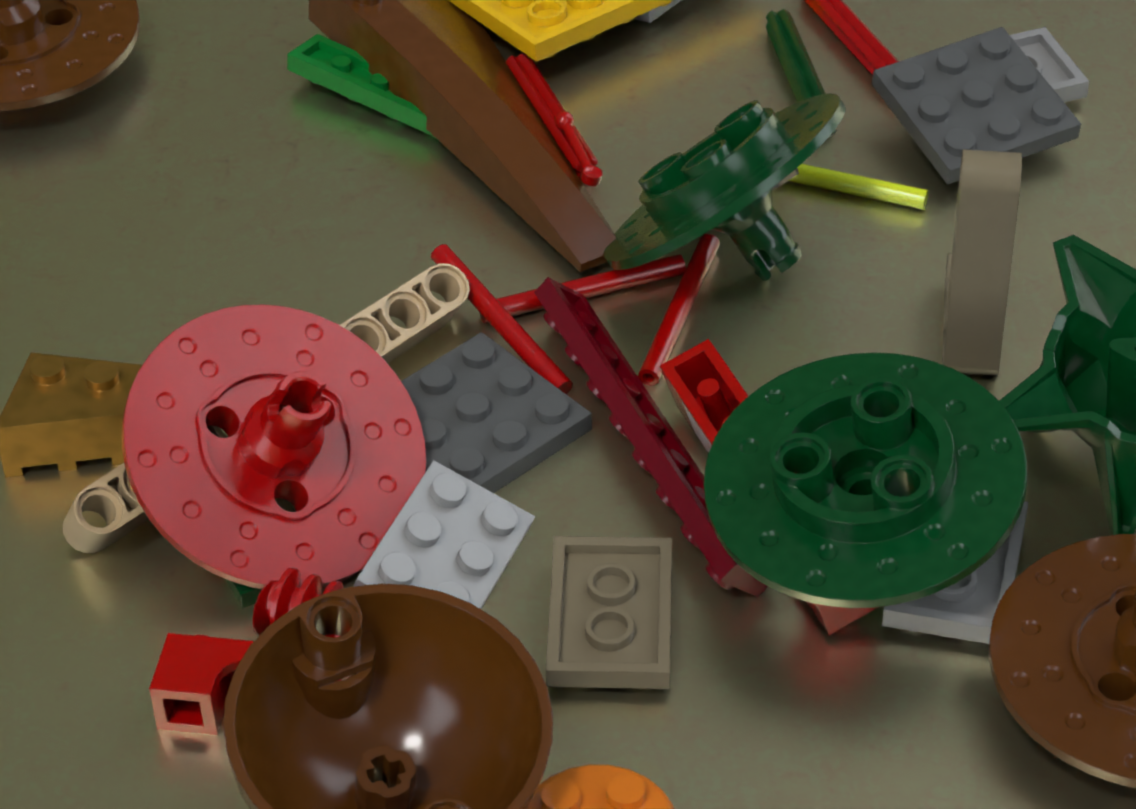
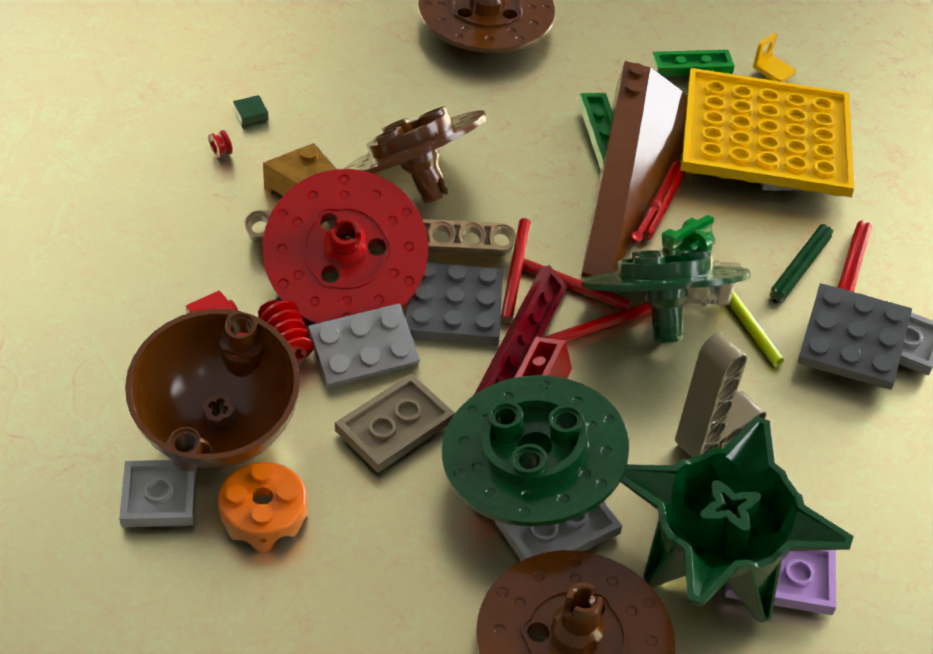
camera: 40 degrees right, 5 degrees up
(196, 248) = (416, 147): none -> reddish brown piece
(651, 131) = (692, 236): none -> green hips

